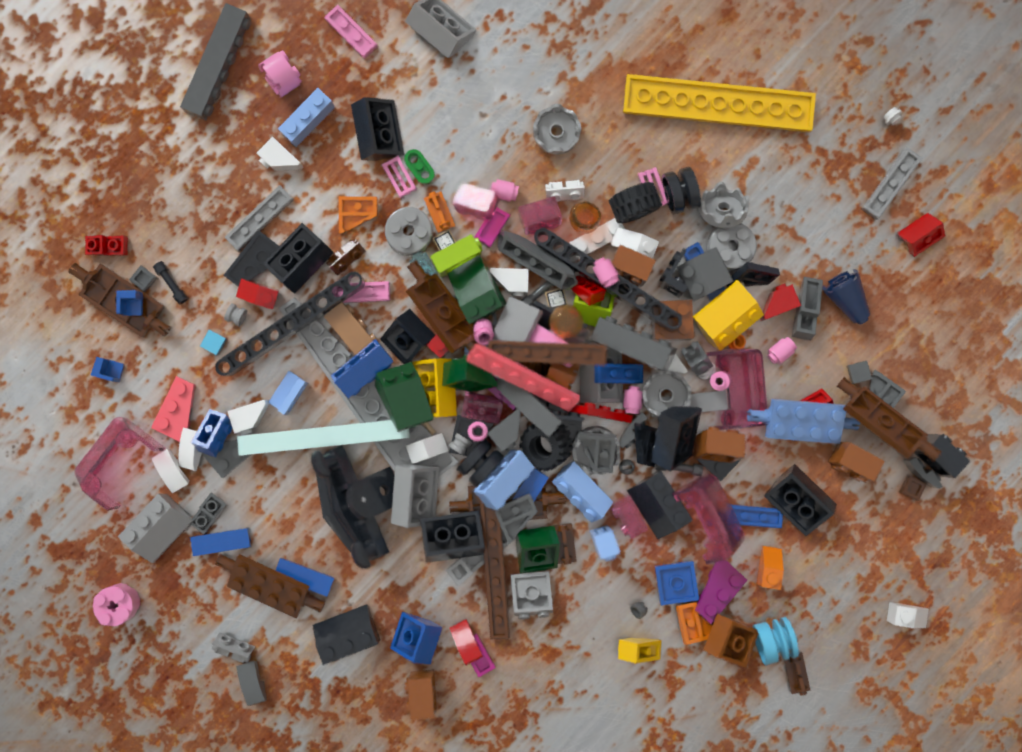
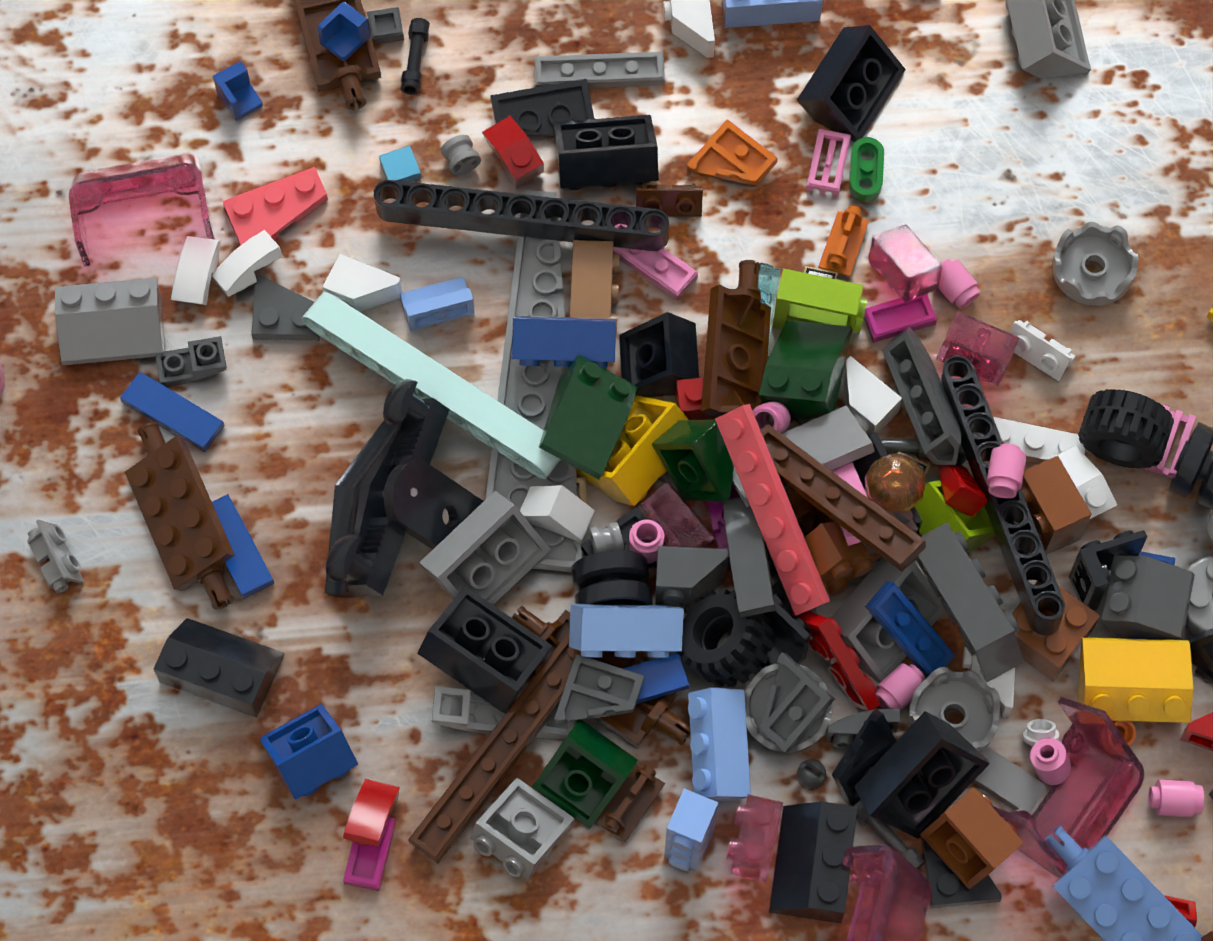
camera: 40 degrees right, 20 degrees down
(212, 433) = (294, 263): blue brick -> none
(250, 683) = (32, 622): dark grey slope -> none
(418, 240) = (781, 251): light grey plate -> none
(422, 695) = (246, 825): dark orange brick -> none
(585, 217) = (1038, 399): clear orange hair -> none
(697, 358) = (1040, 700): dark grey brick -> none

